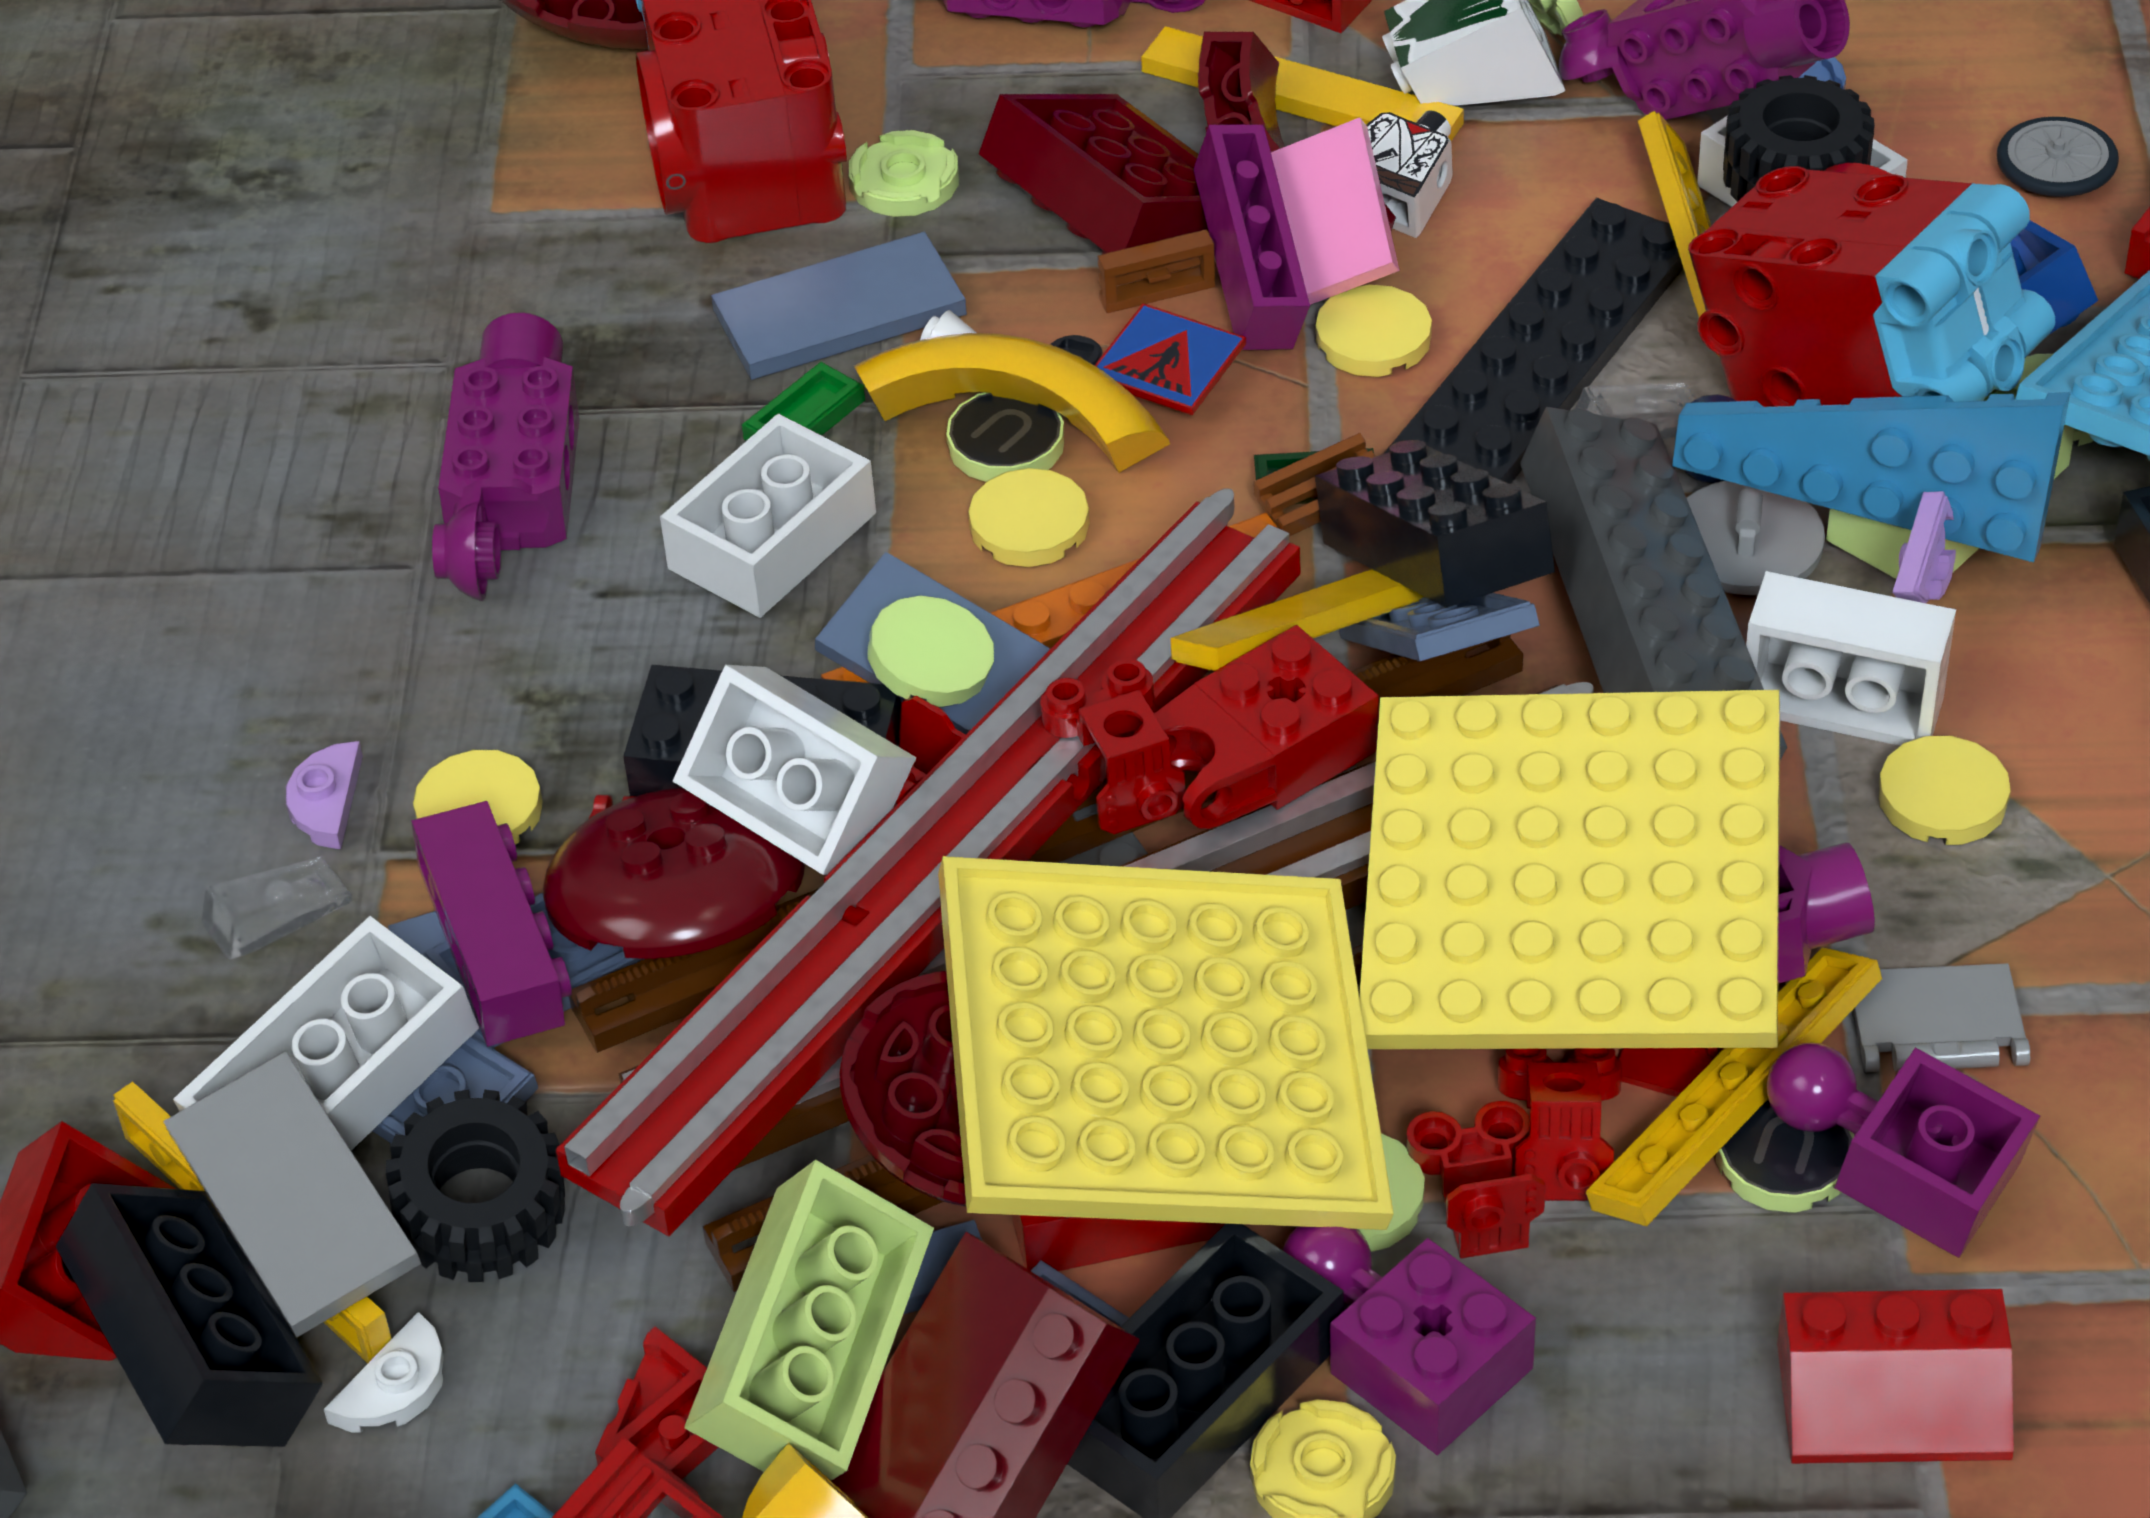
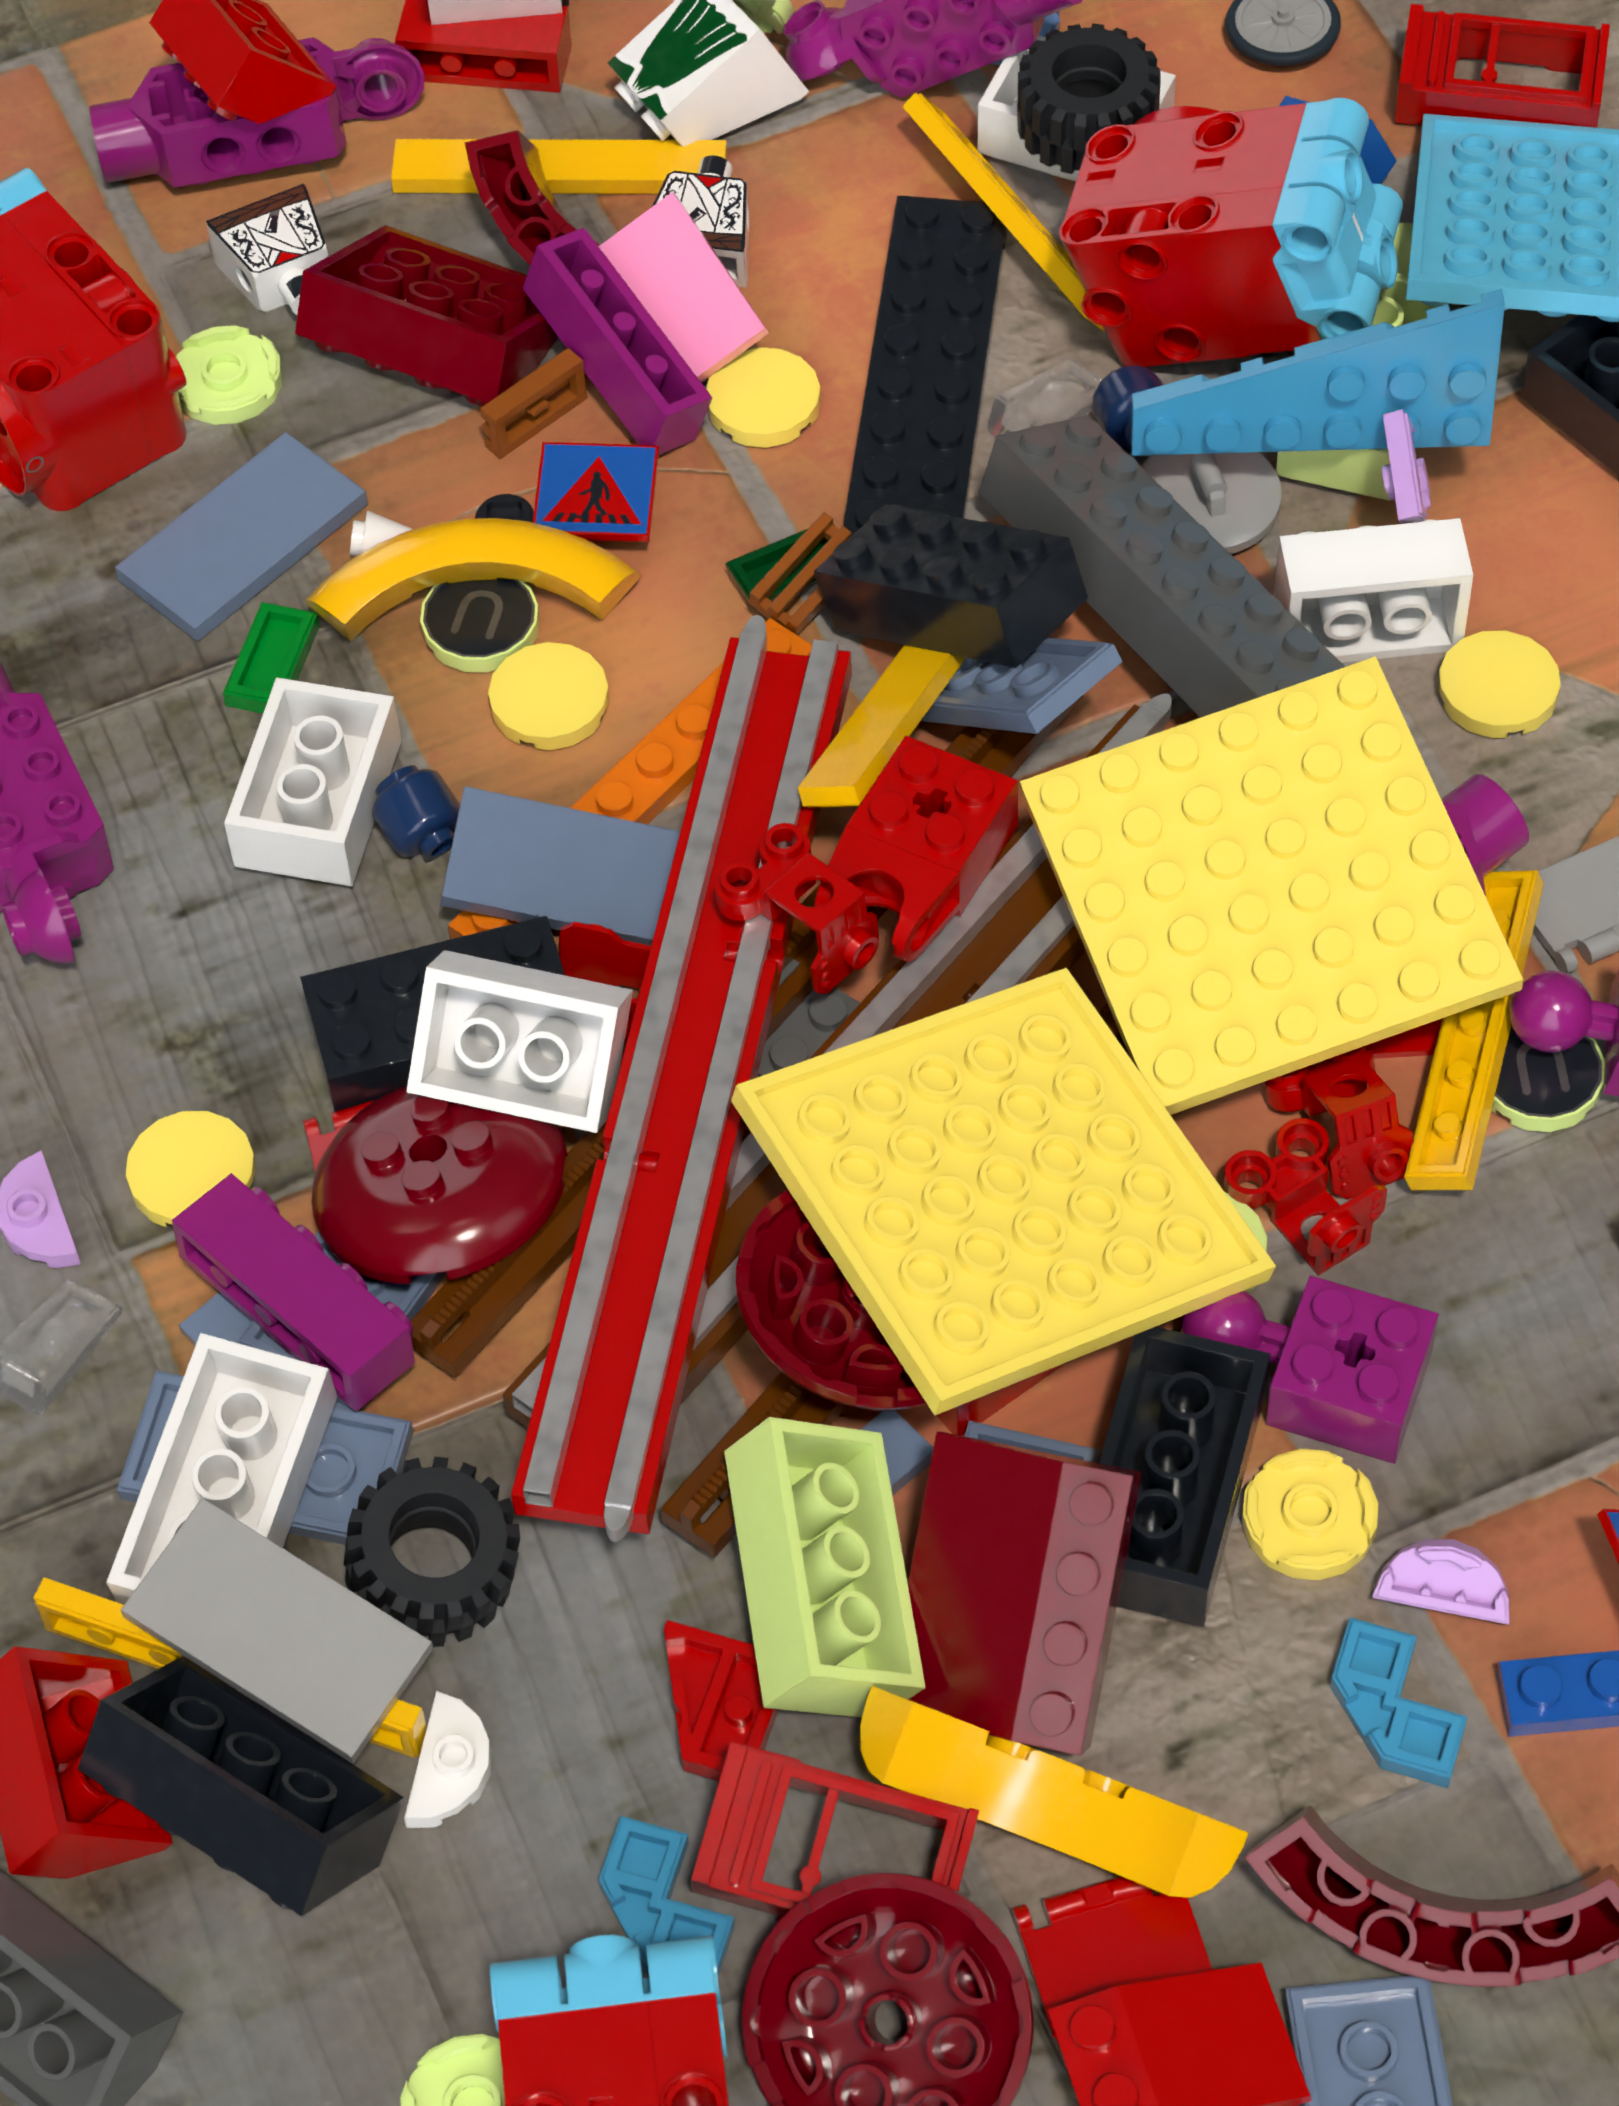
camera: 25 degrees left, 10 degrees up
(840, 564) = (416, 812): none -> dark blue head
(930, 650) = (560, 871): yellowish green tile -> none
(997, 66) = (269, 247): none -> white torso

